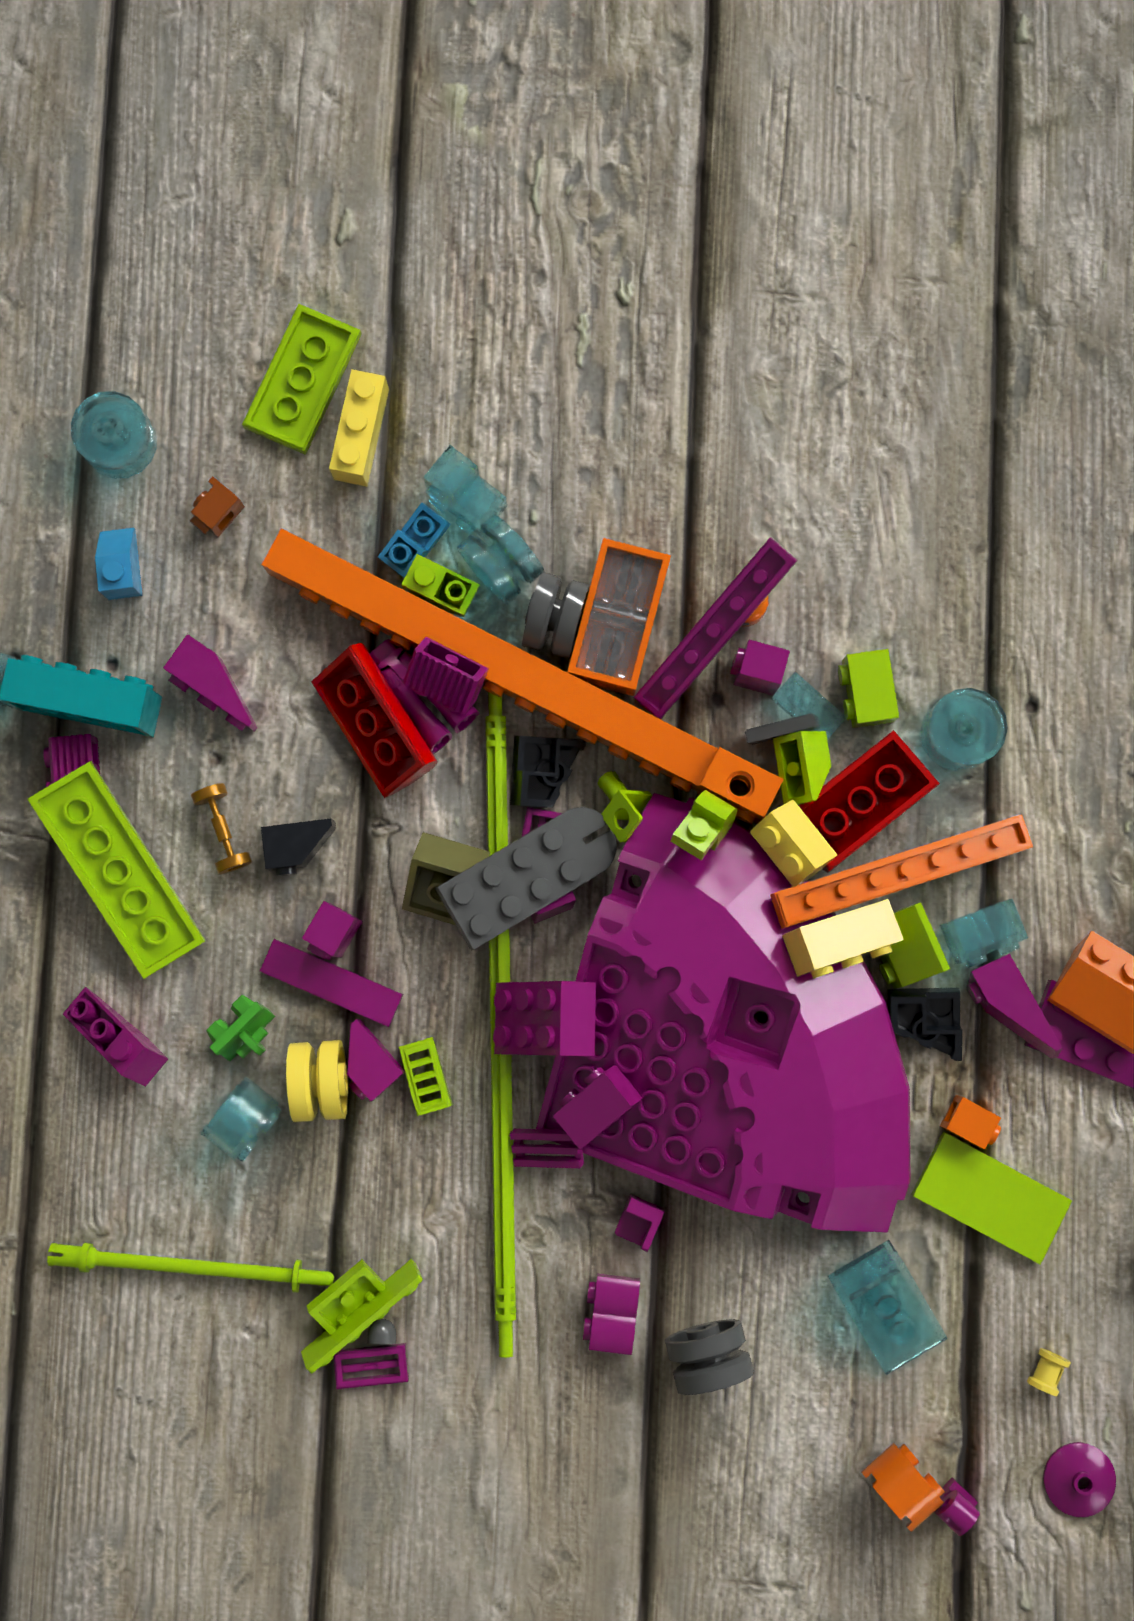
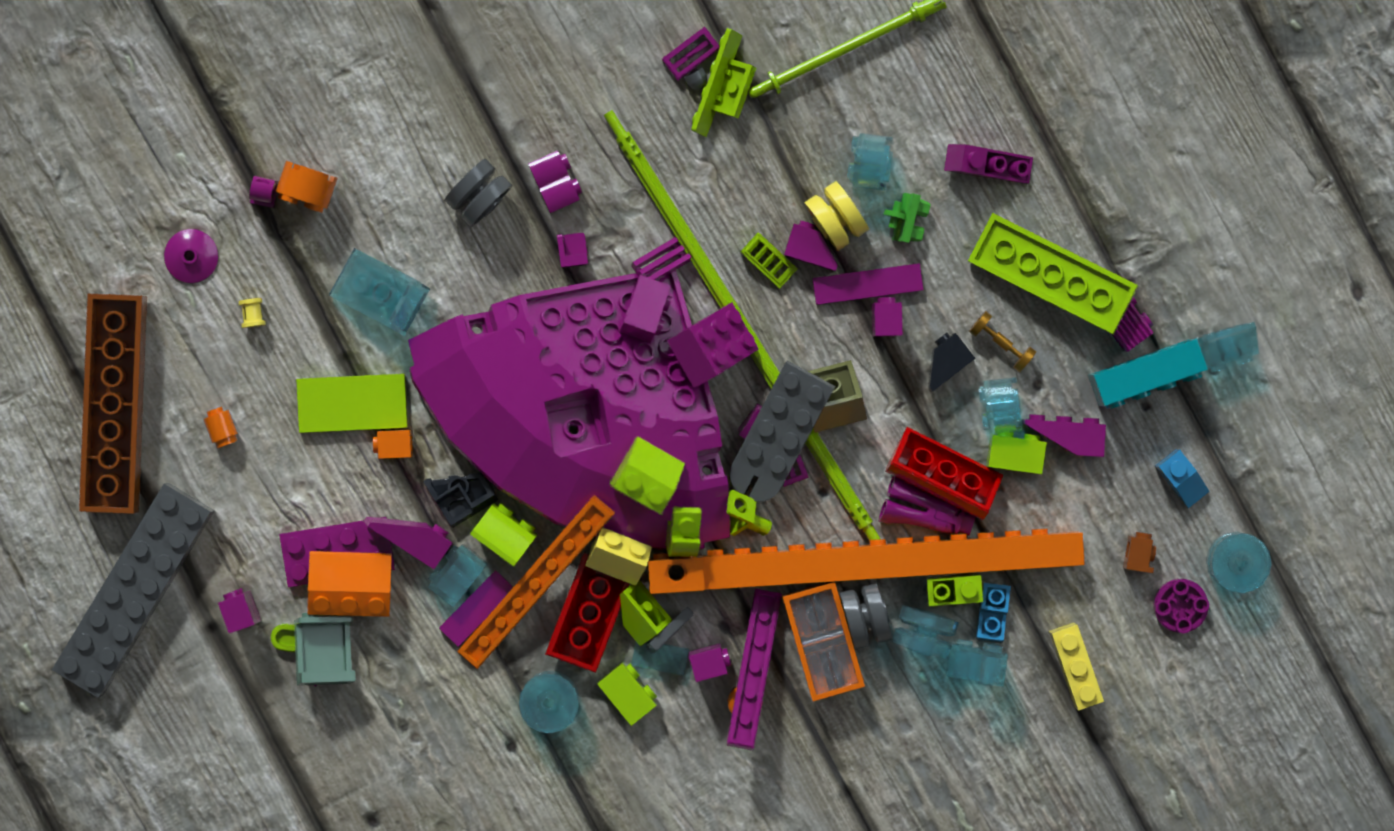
camera: 150 degrees right, 5 degrees up
(207, 428) = (1181, 605): none -> magenta tile
(265, 756) = (1001, 406): none -> clear light blue brick
(282, 696) = (1016, 453): none -> lime brick
(302, 379) = (1137, 678): lime tile -> none
(445, 676) = (913, 530): magenta brick -> none
(541, 768) = (814, 508): black slope -> none
(708, 913) = (648, 475): none -> lime slope
(843, 939) = (550, 511): light yellow brick -> none
(983, 882) = (476, 608): none -> magenta tile

